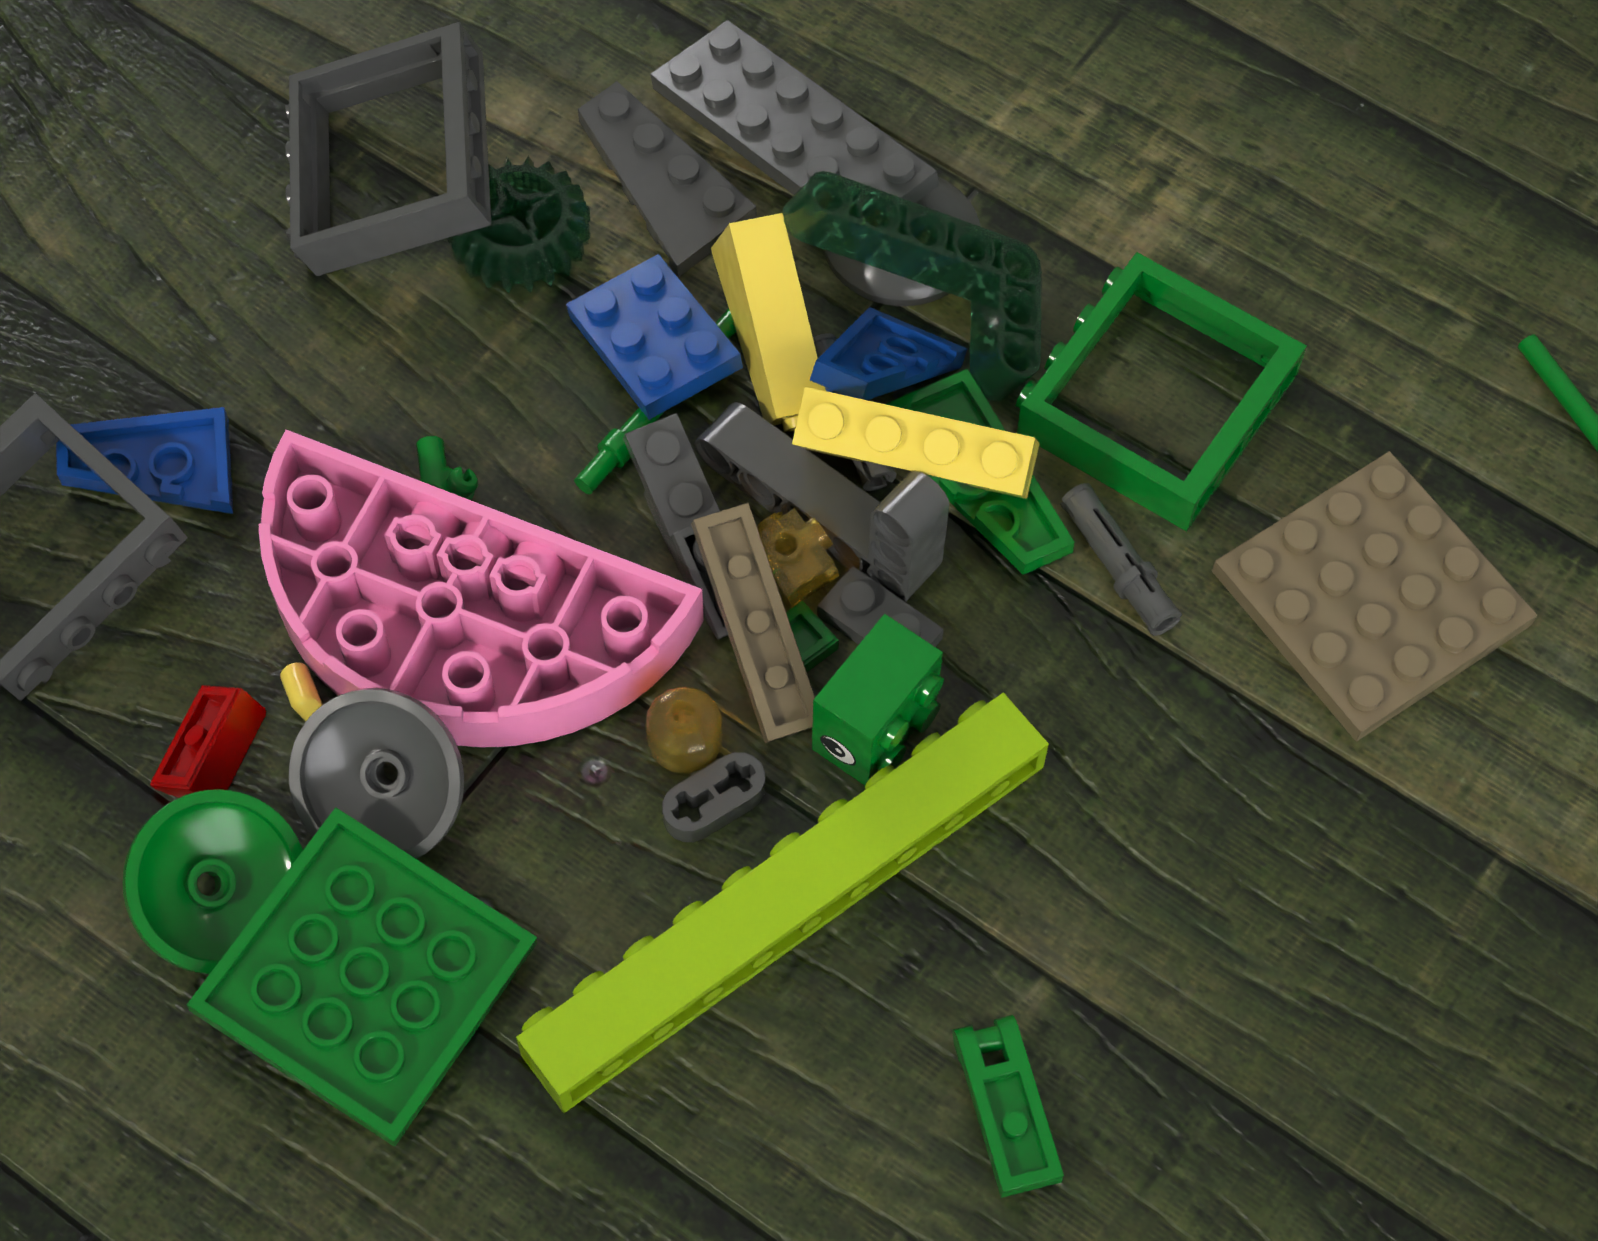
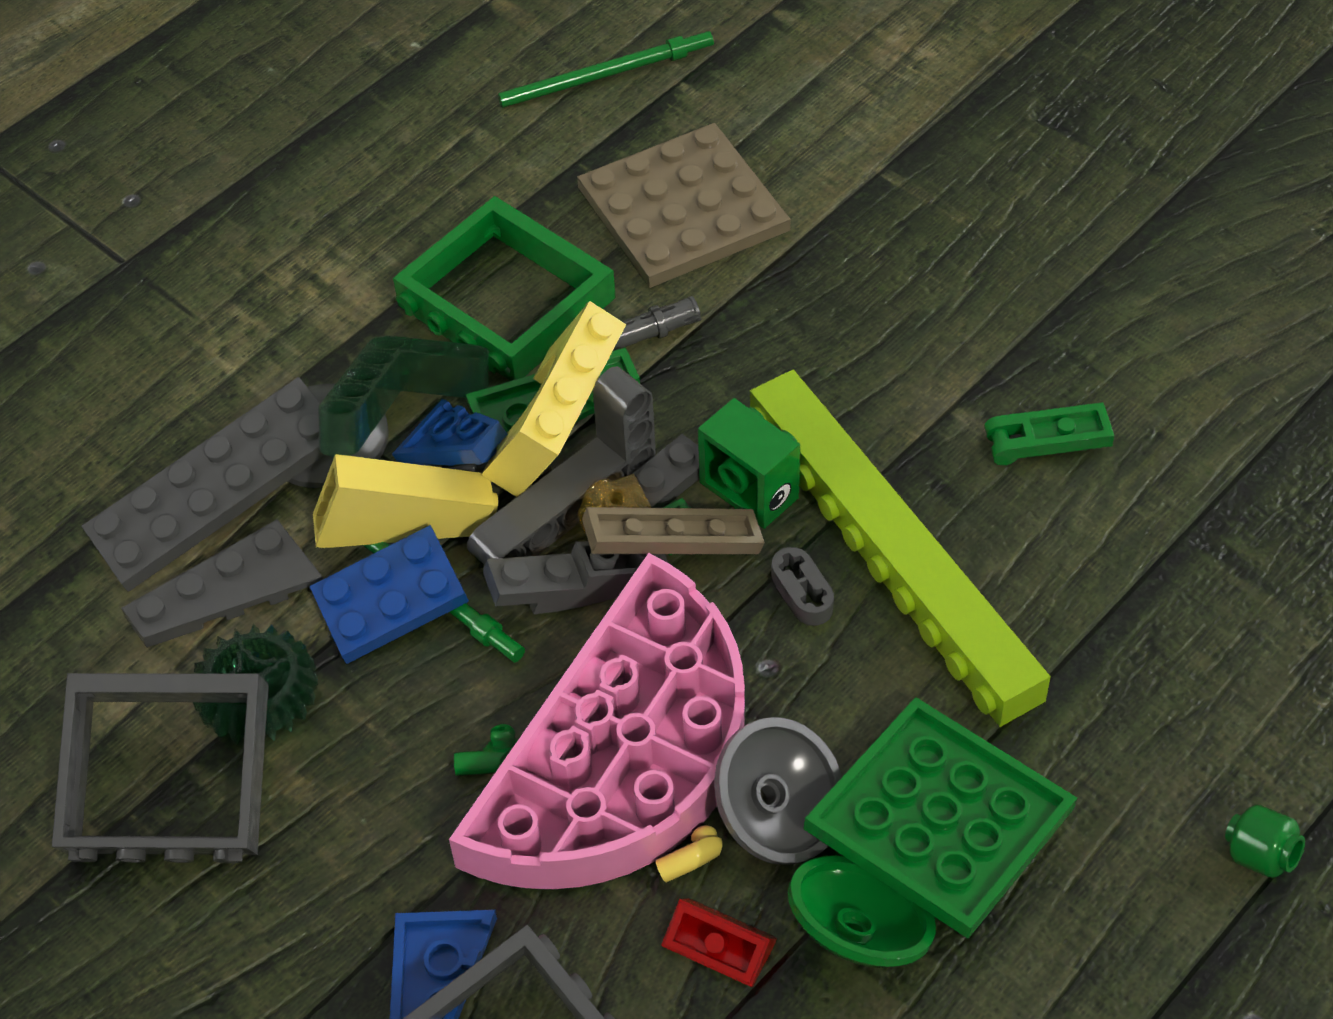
camera: 80 degrees left, 10 degrees down
(684, 730) = (753, 590): clear yellow head -> none

